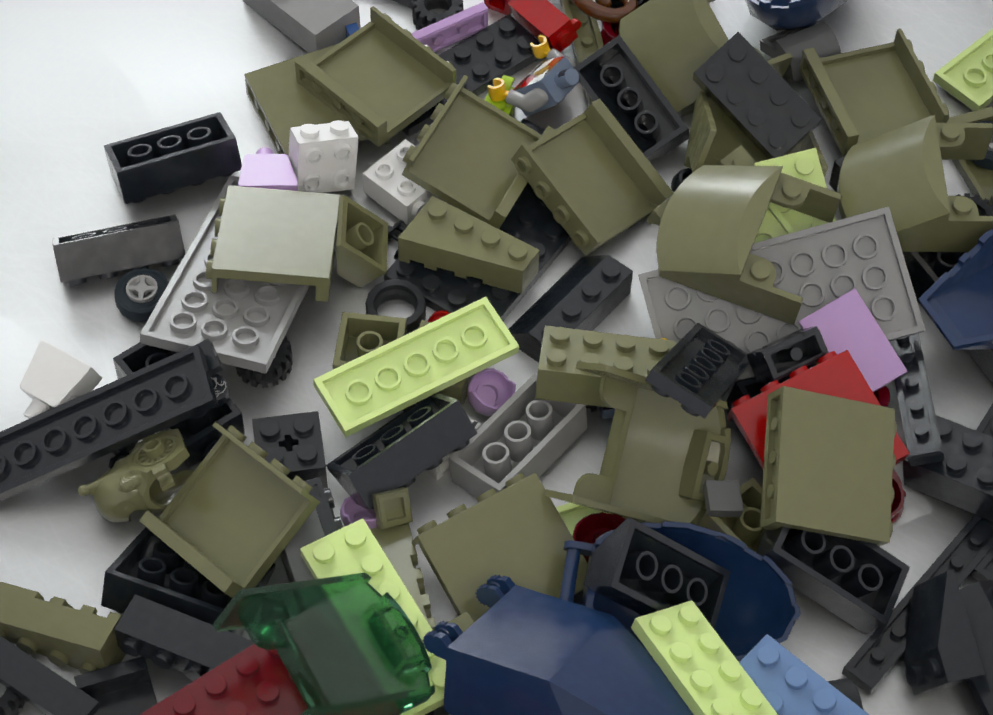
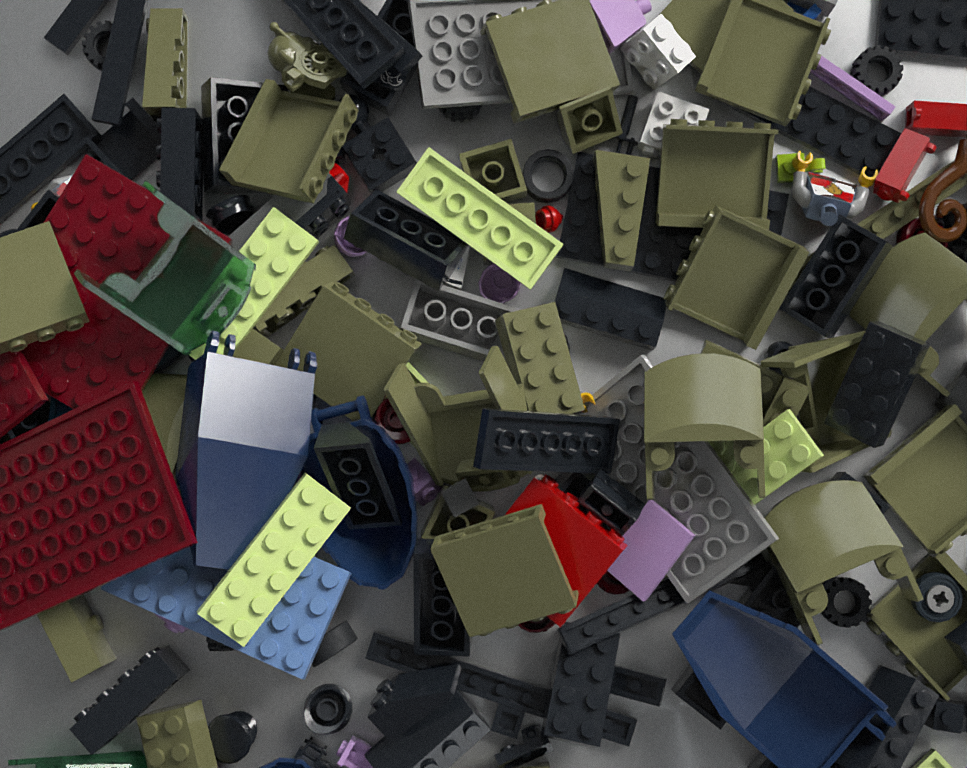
camera: 70 degrees right, 30 degrees up
(392, 508) = (352, 255): olive tile -> none

